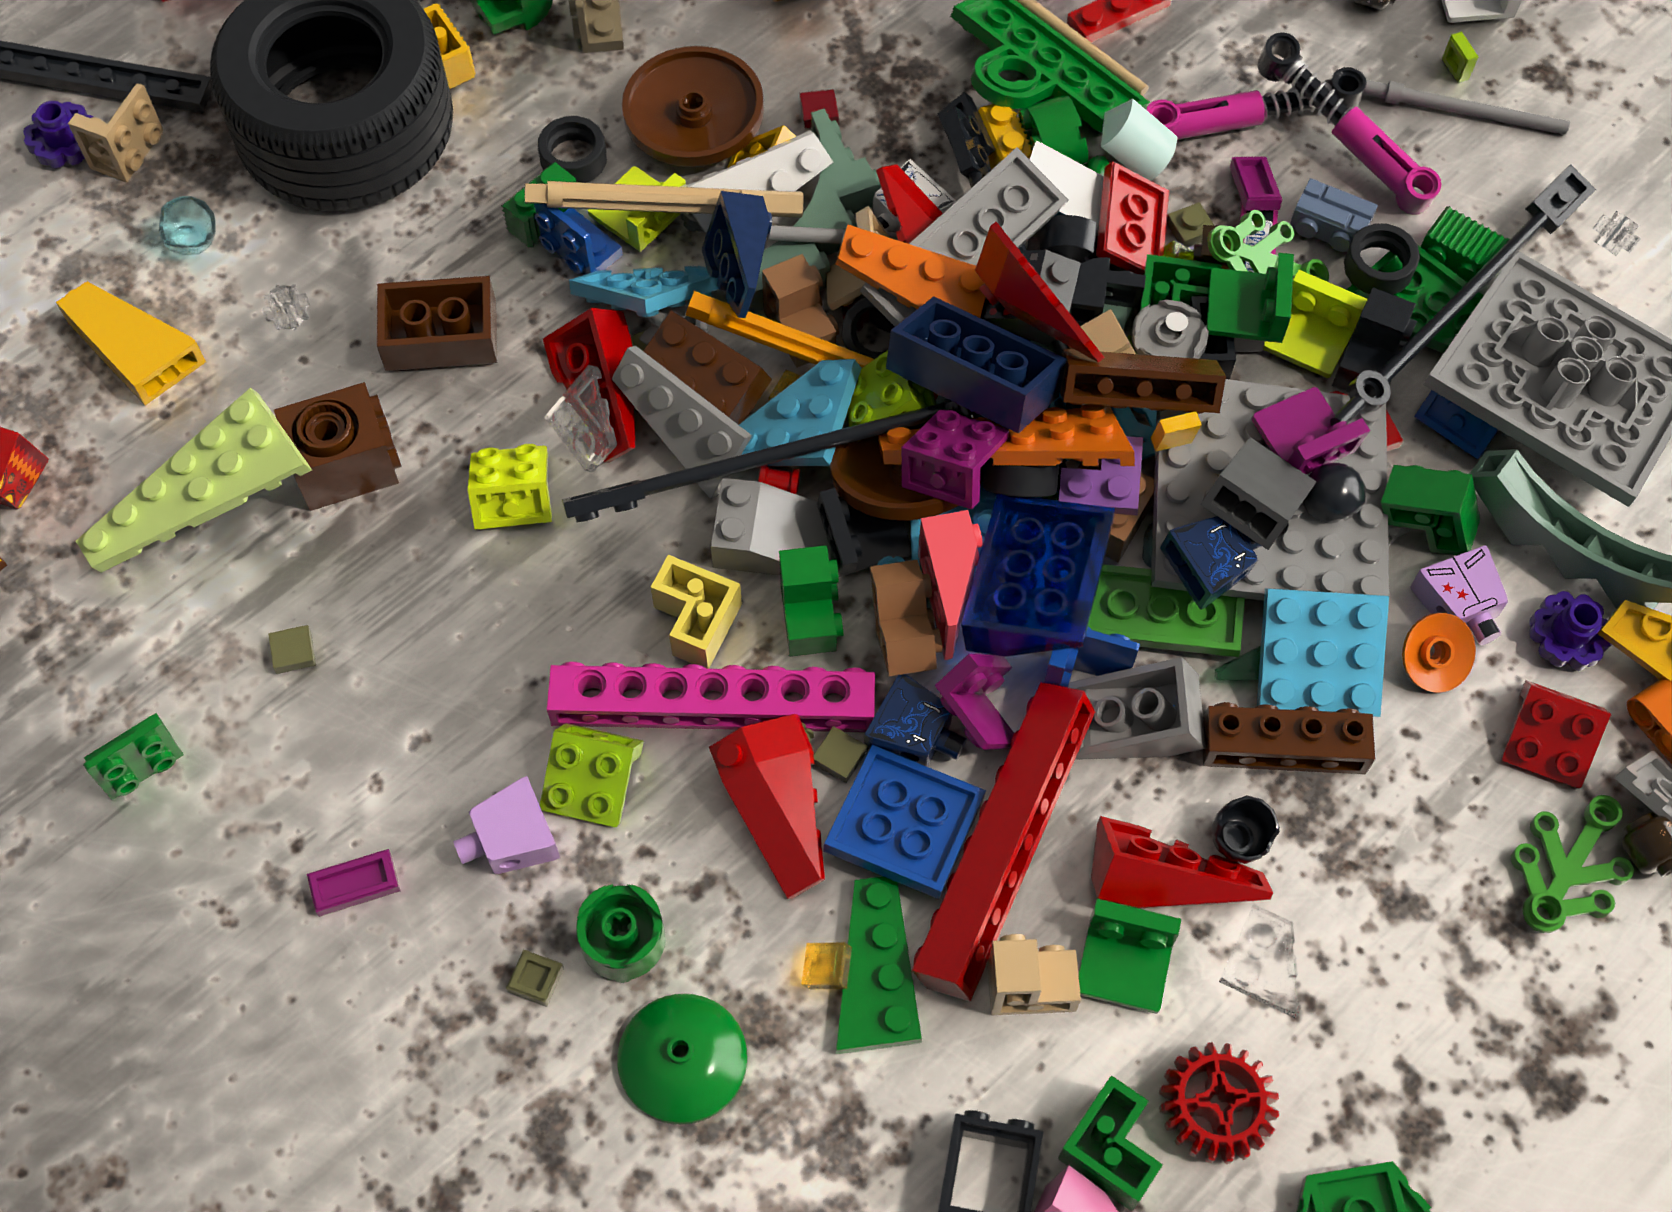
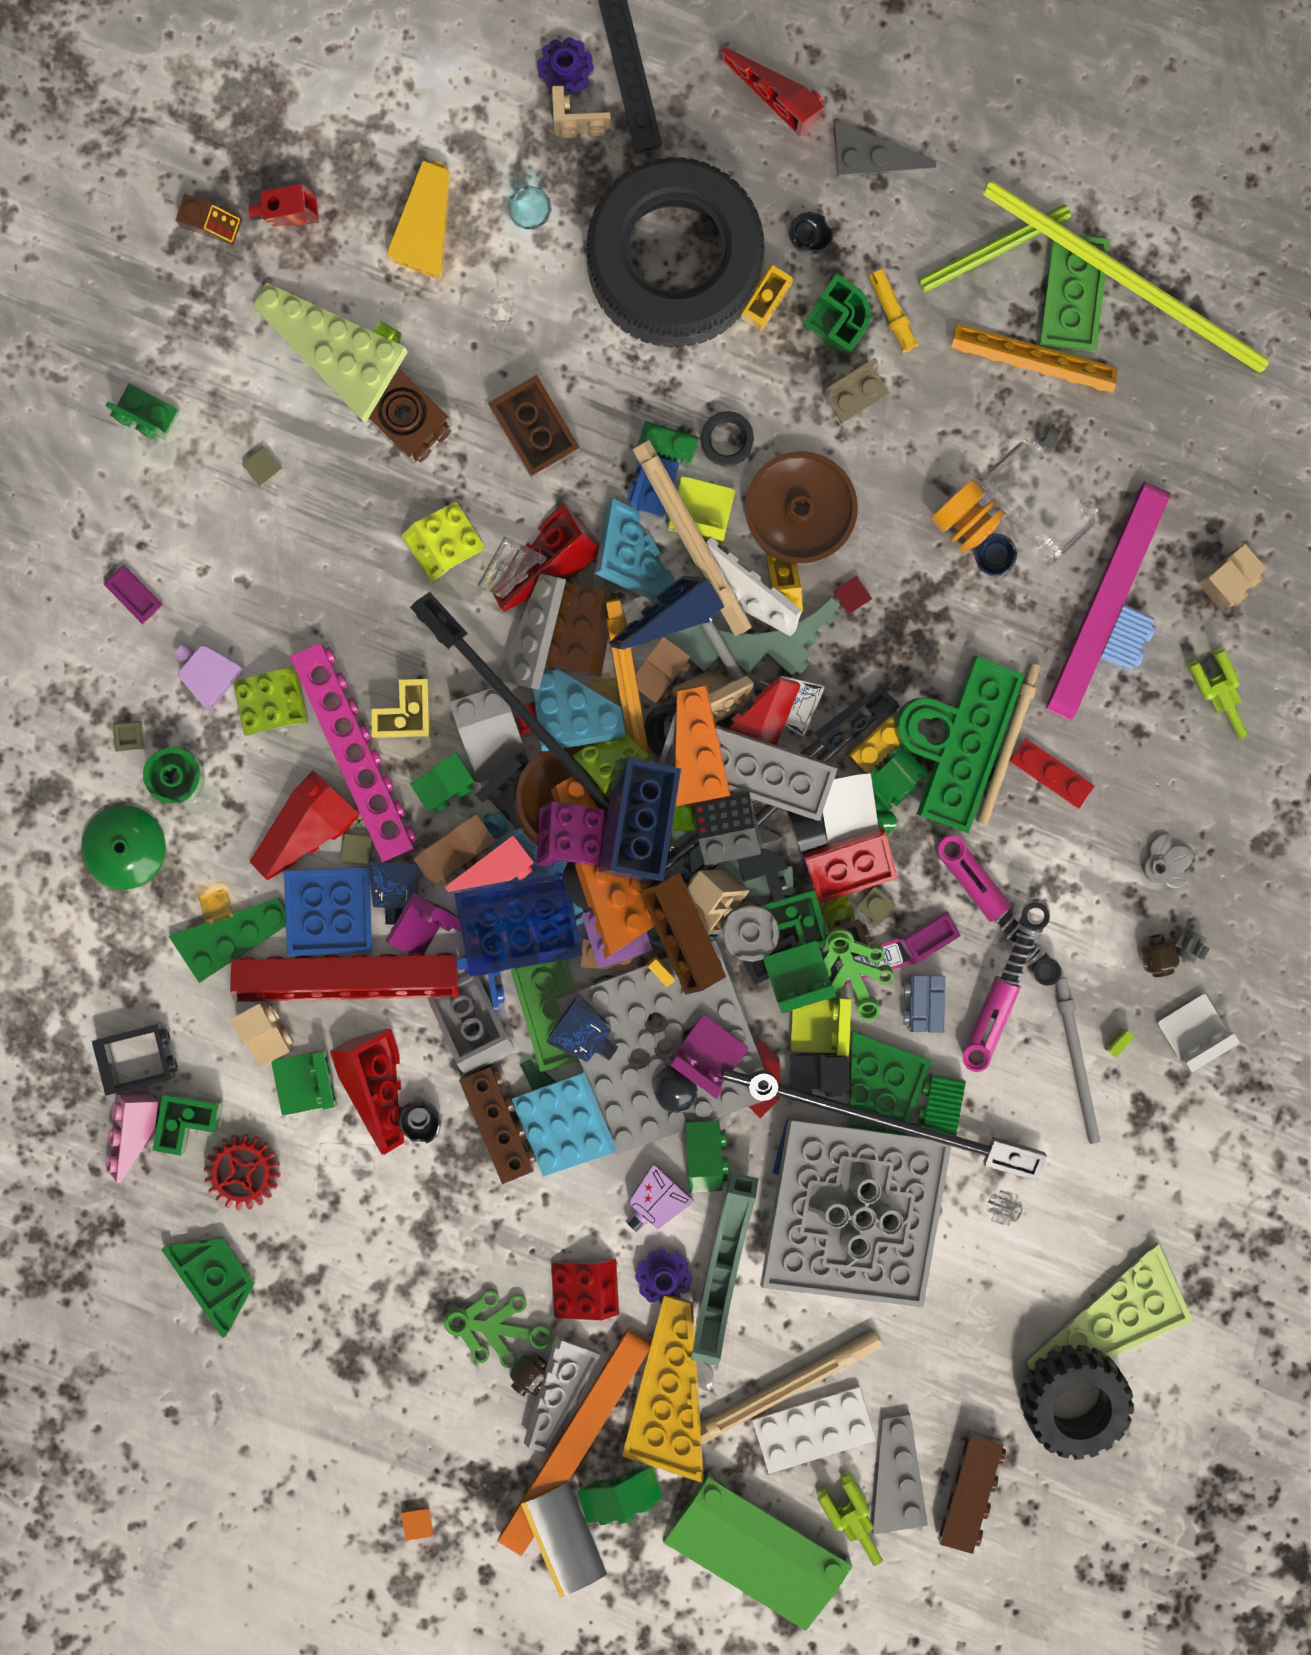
camera: 65 degrees right, 25 degrees up
(1025, 294) = (709, 828): red wedge -> none
(1137, 139) = (917, 841): light aqua brick -> none
(1176, 321) = (759, 934): white sticker -> none
(1258, 493) = (635, 1044): dark grey brick -> none
(1388, 238) = (909, 1067): black tyre -> none
(1452, 652) = (603, 1197): orange dish -> none

